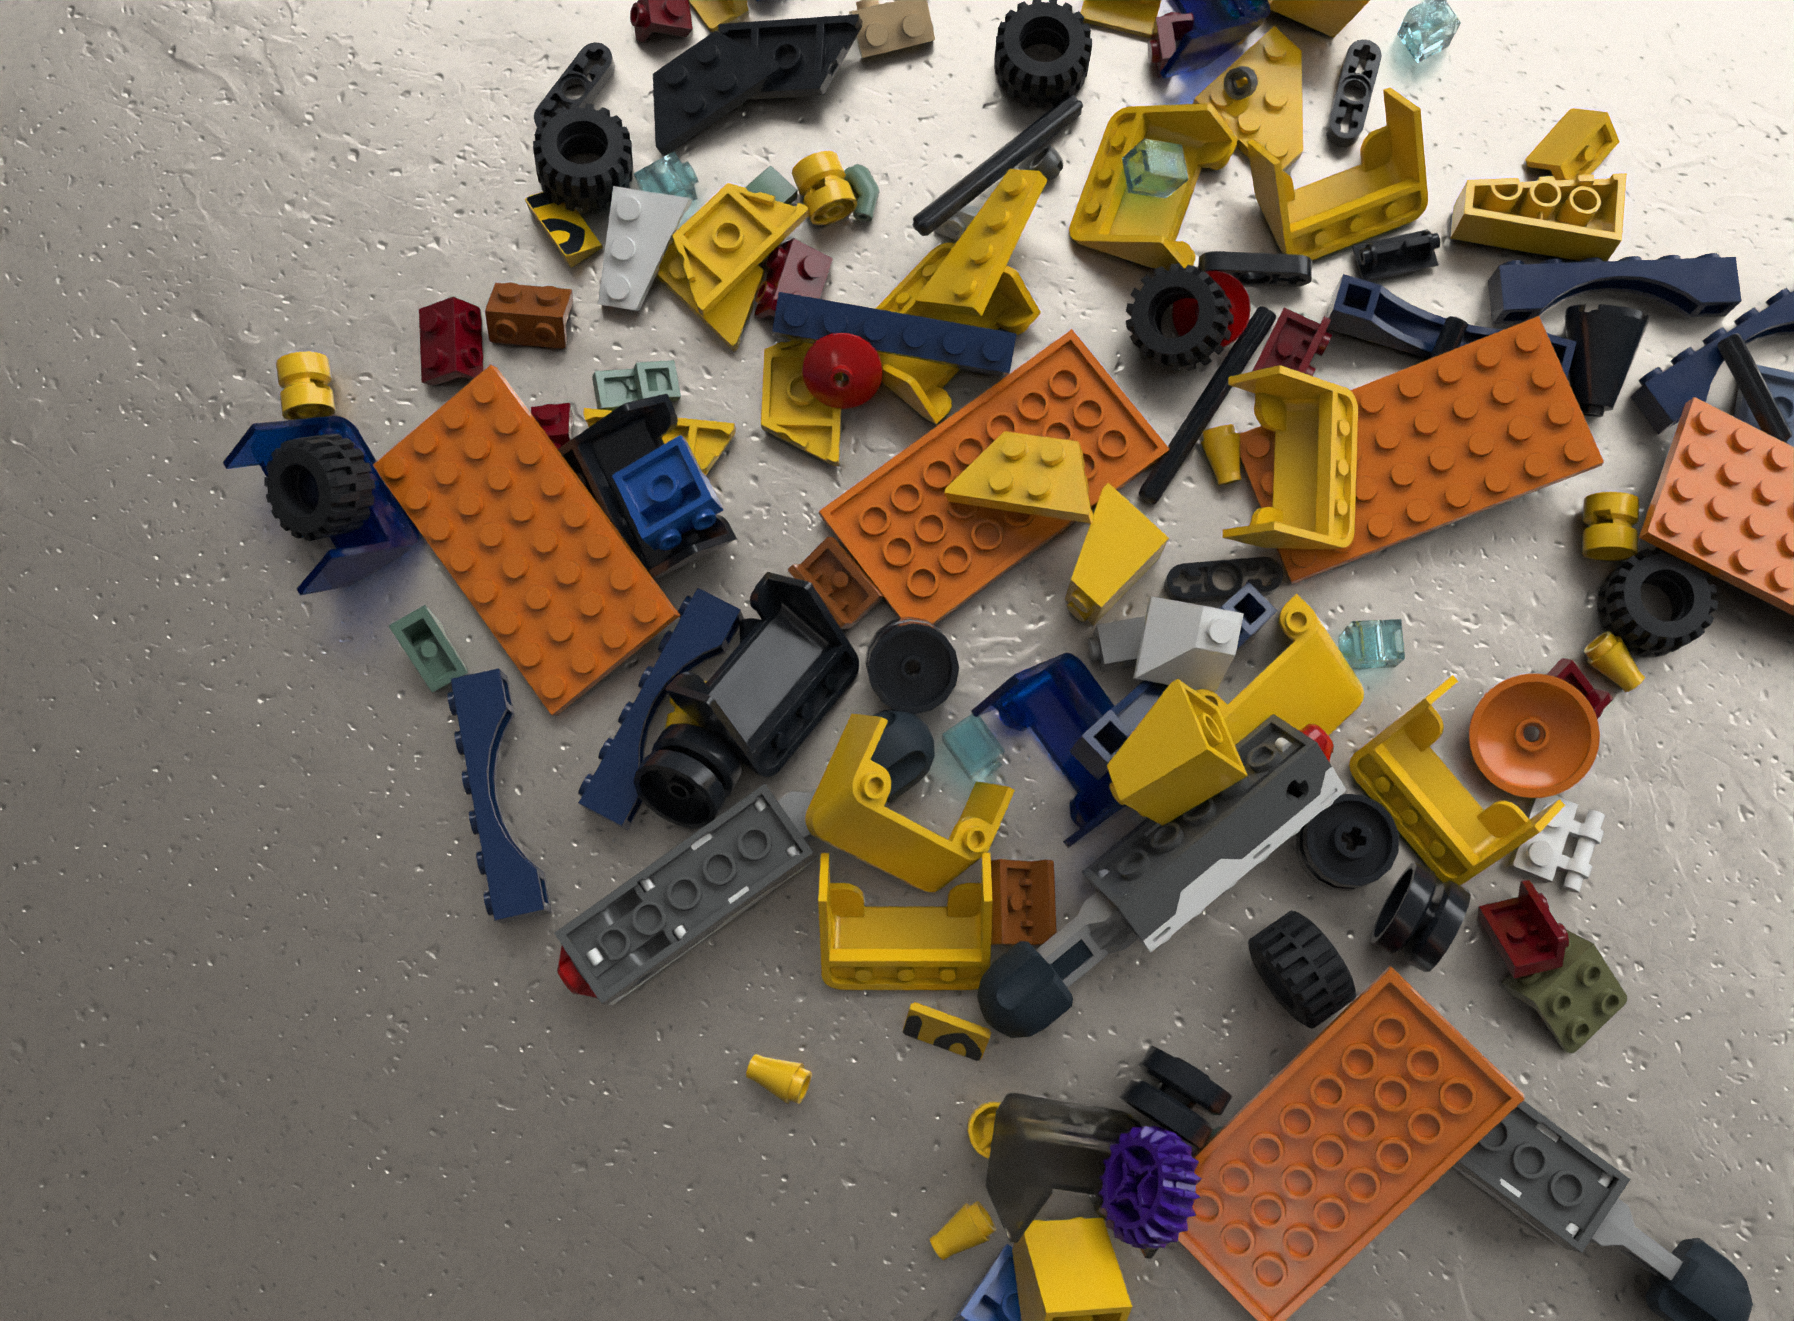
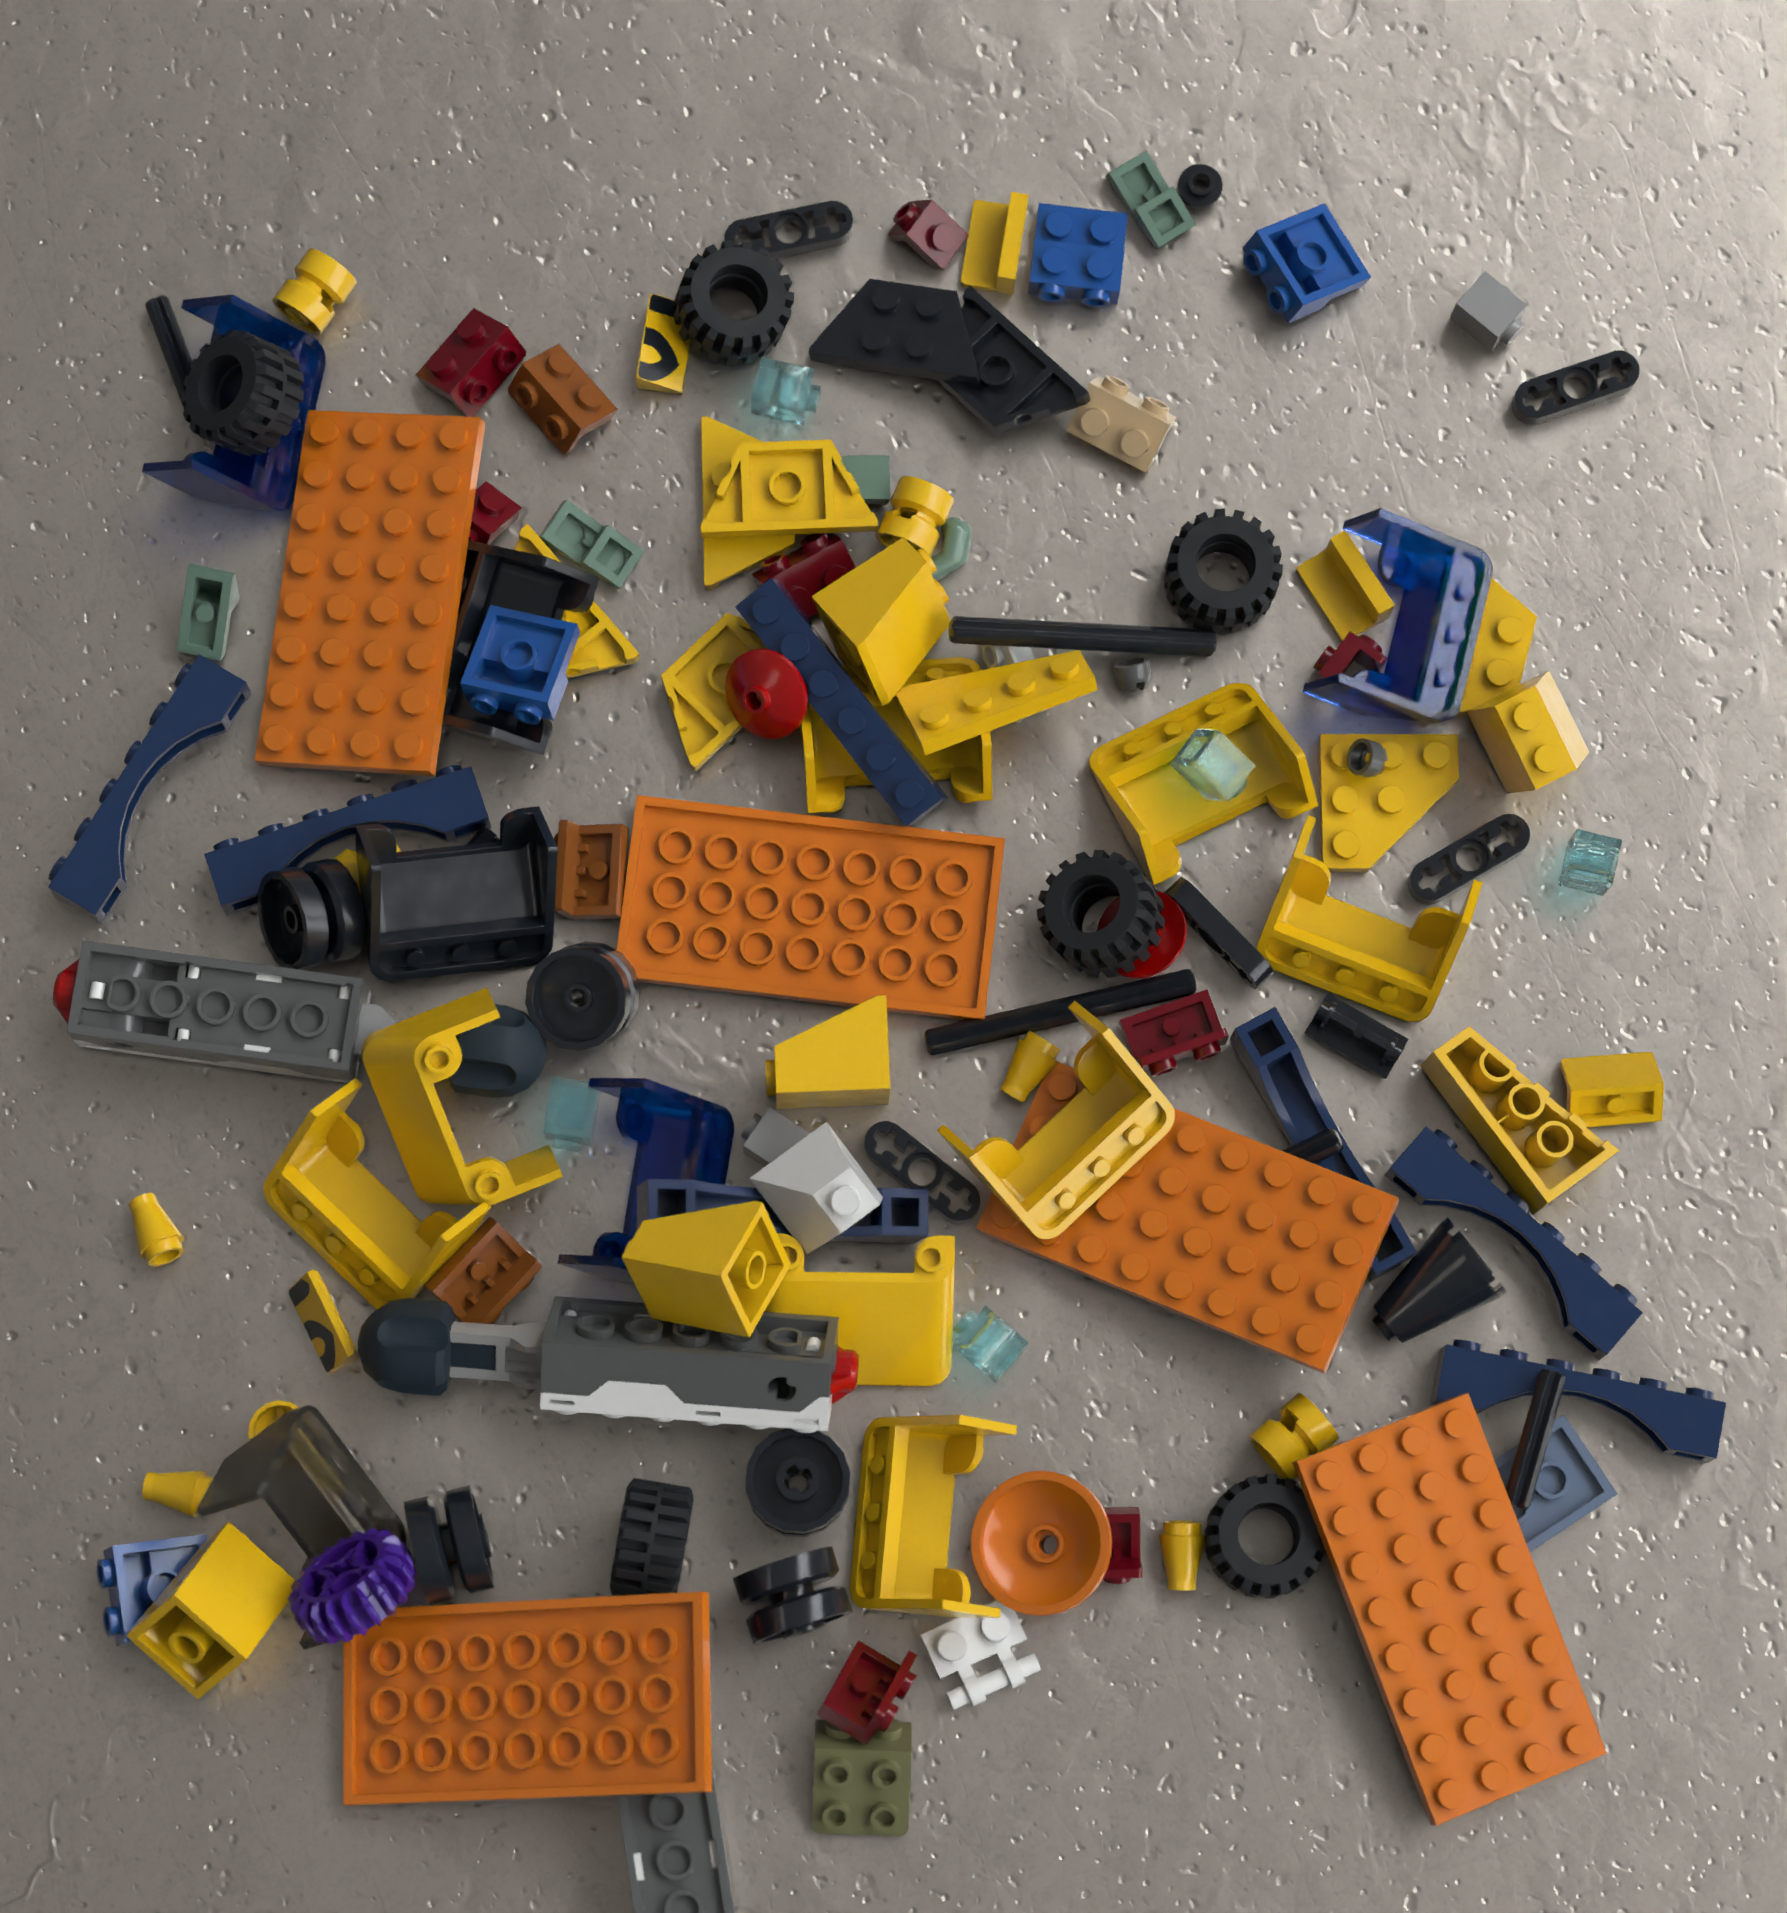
camera: 35 degrees right, 0 degrees up
(243, 504) = (170, 340): none -> black axle
(636, 243) = (706, 420): white wing -> none
(868, 258) = (885, 617): none -> yellow slope
(1027, 477) = (830, 928): yellow wing -> none

